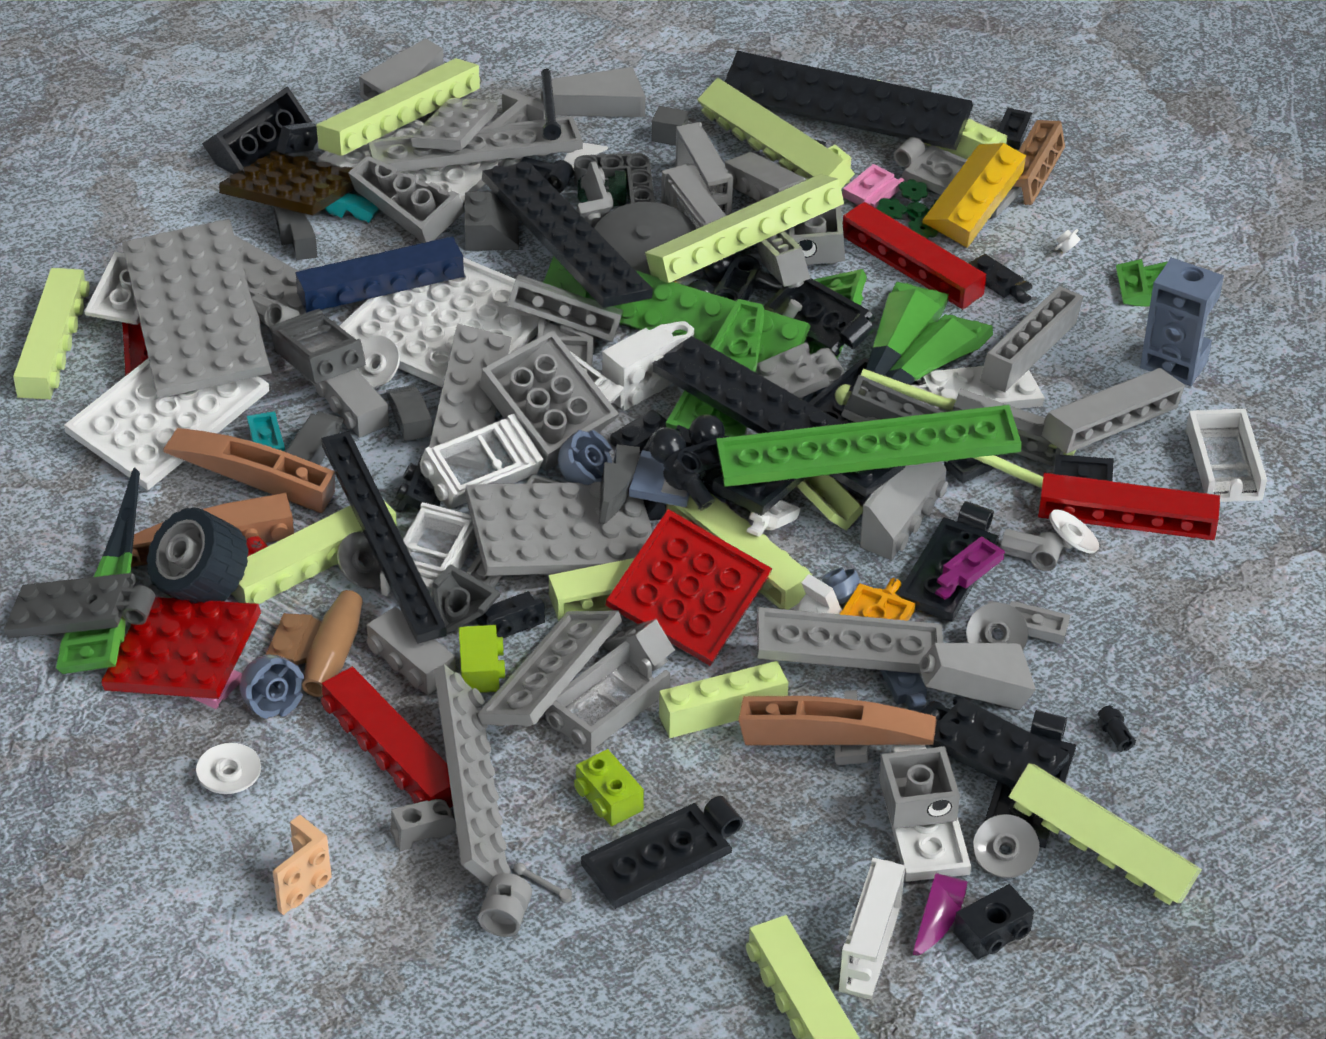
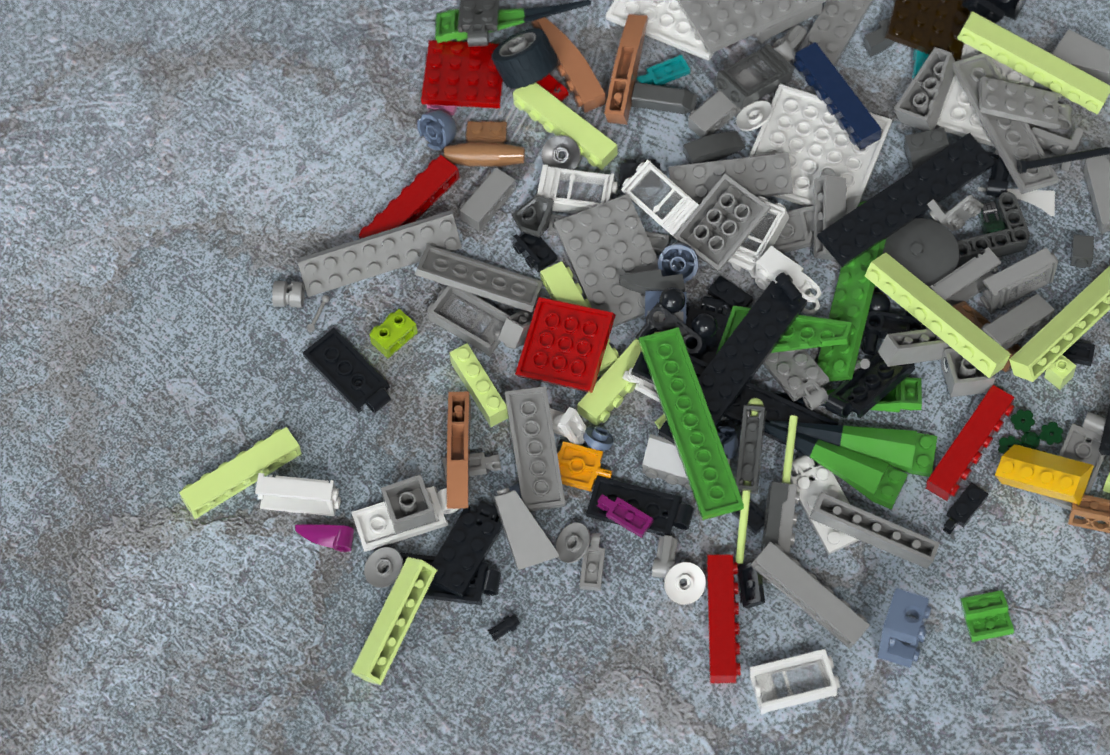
camera: 85 degrees right, 20 degrees up
(228, 768) = (369, 118): white dish -> none
(305, 869) = (299, 185): light nougat bracket -> none
(384, 538) = (570, 155): black plate -> none
(421, 822) = (344, 233): light grey leg -> none
(480, 657) = (484, 238): lime brick -> none
(669, 340) = (785, 283): none -> black animal
(872, 186) = (1048, 404): bright pink plate -> none
(993, 921) = (319, 556): black brick -> none
(1067, 240) = (1019, 551): white plate -> none

